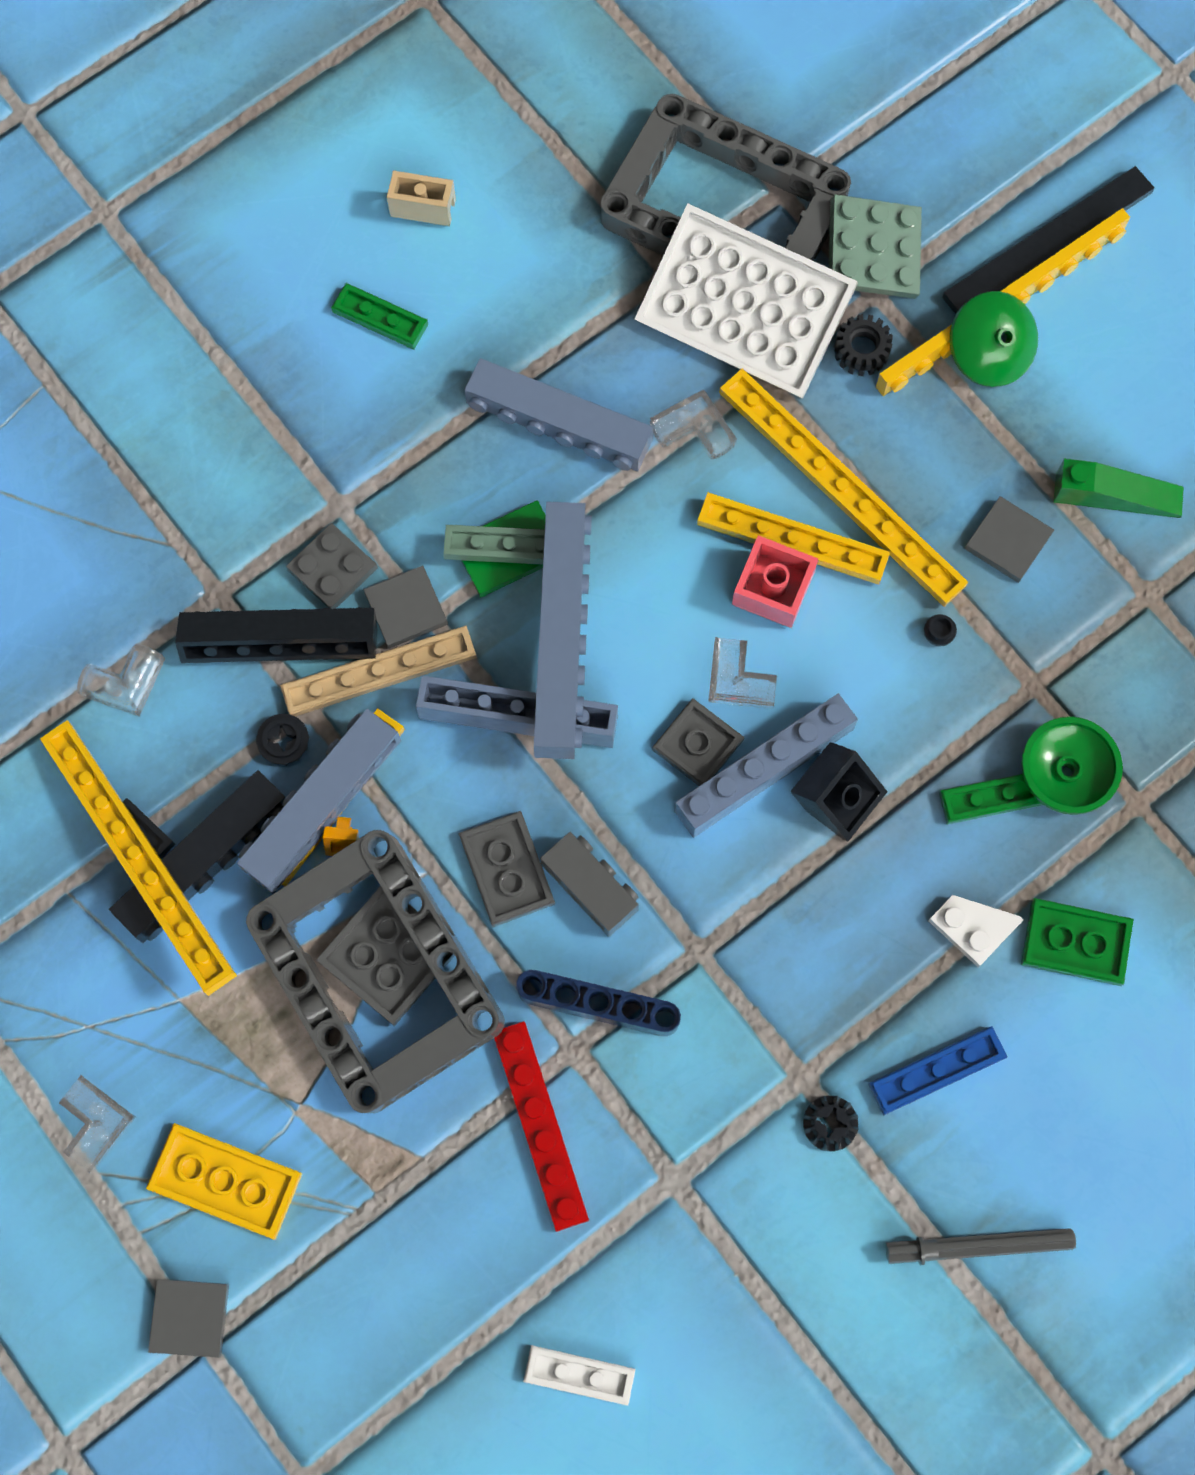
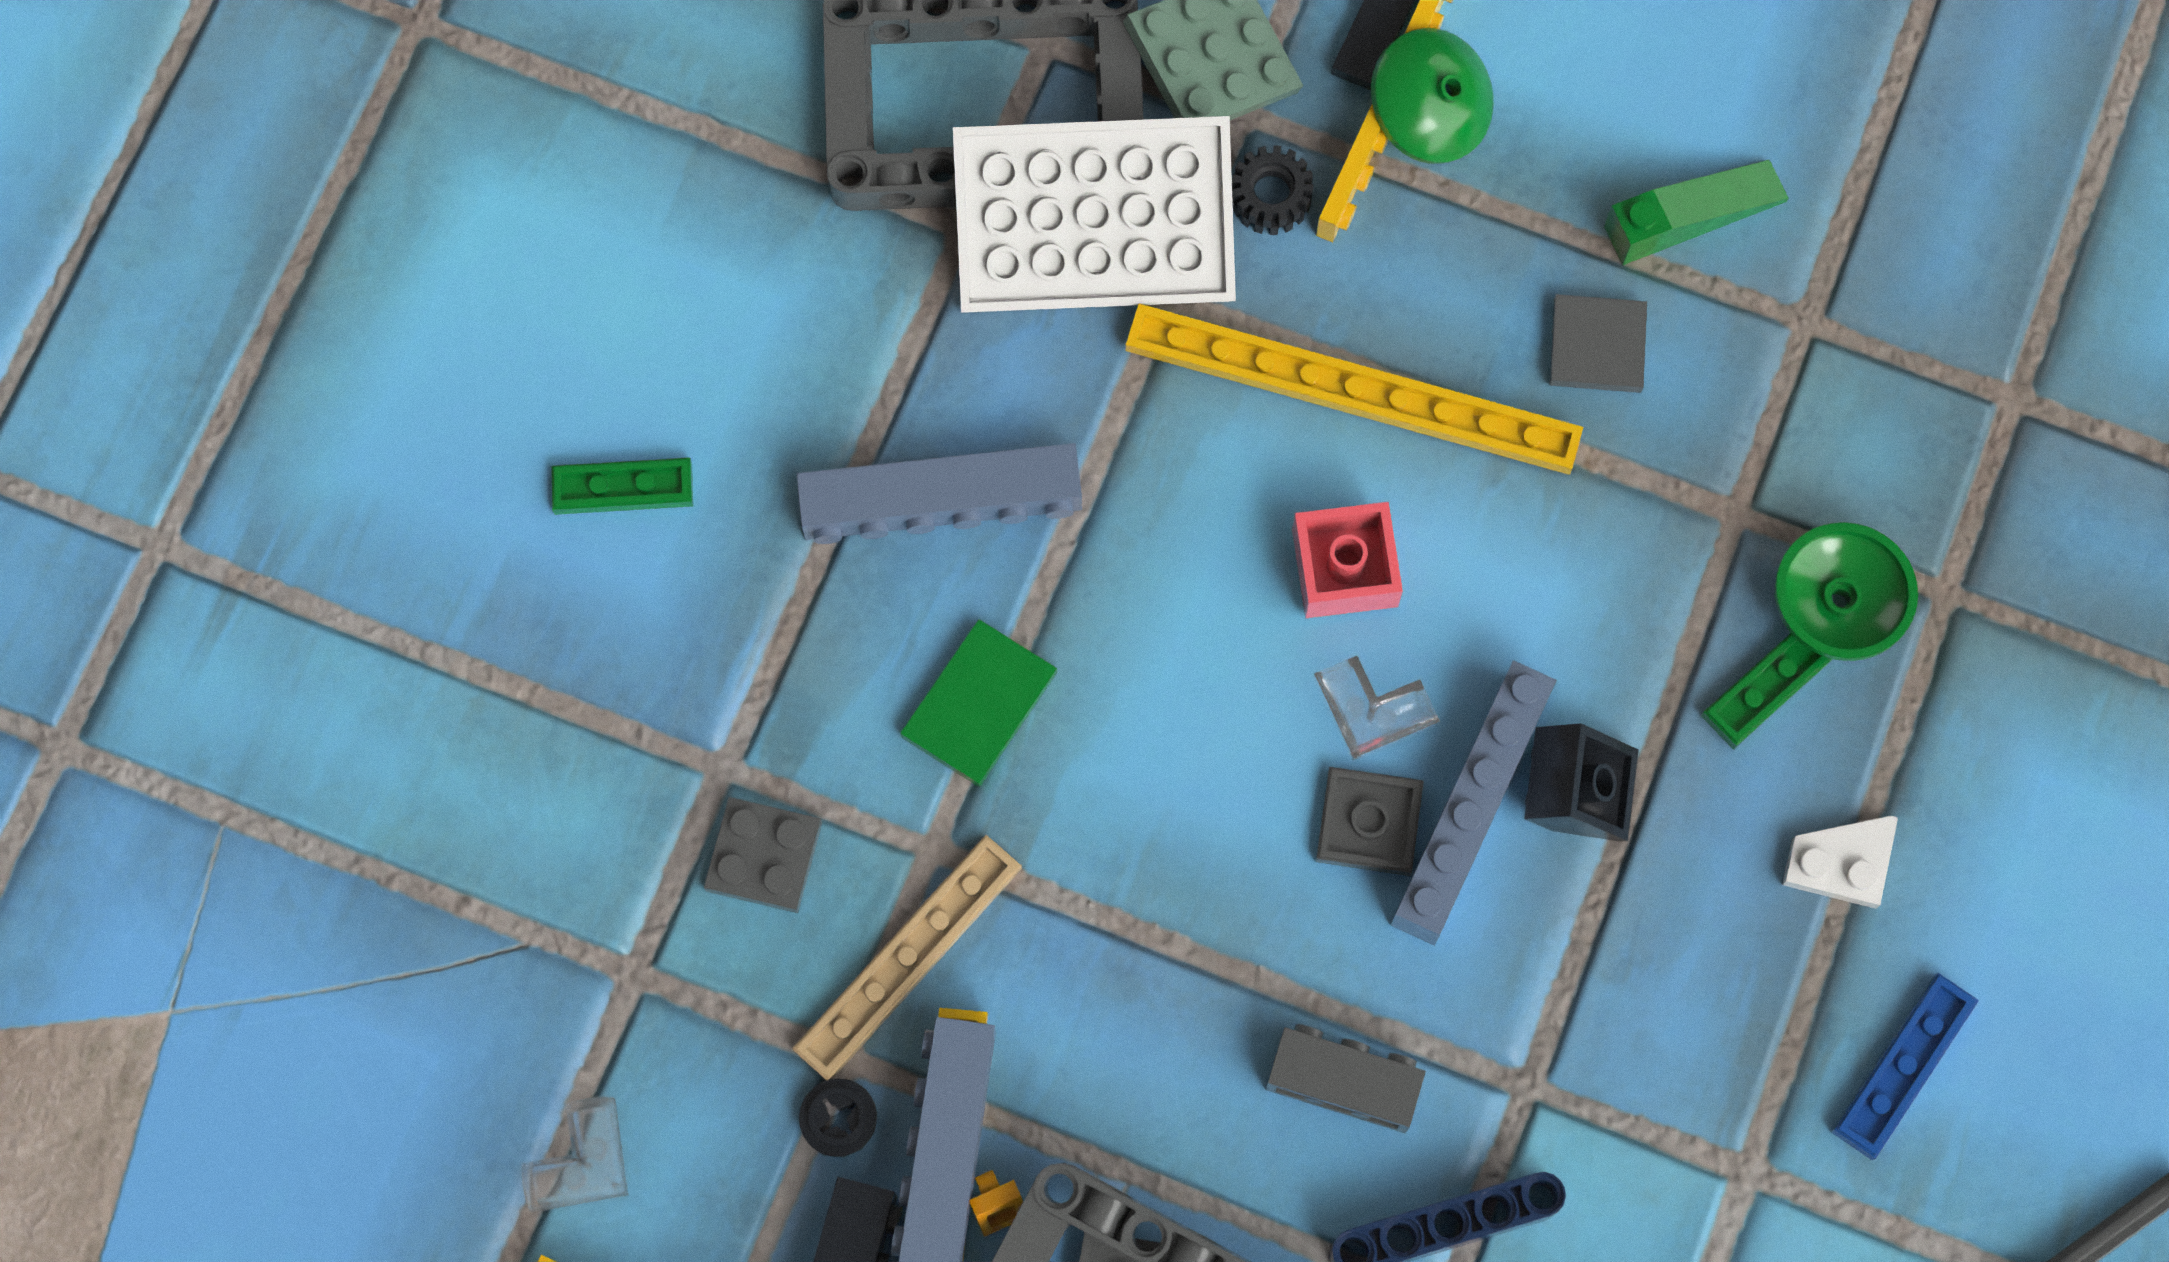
camera: 30 degrees left, 0 degrees up
(276, 635) = (750, 985): black brick -> none
(406, 607) = (891, 853): dark grey tile -> none
(421, 198) = (587, 300): tan brick -> none
(494, 544) = (982, 699): sand green plate -> none
(505, 709) = (1124, 910): sand blue brick -> none
(506, 869) = (1226, 1120): dark grey tile -> none
(560, 631) = (1124, 775): sand blue brick -> none
(695, 416) = (1117, 398): clear brick -> none
(816, 1131) = (1807, 1228): black gear -> none
(831, 549) = (1380, 479): yellow plate -> none
(940, 630) = (1582, 507): black plate -> none
(1077, 942) = (1975, 808): green tile -> none

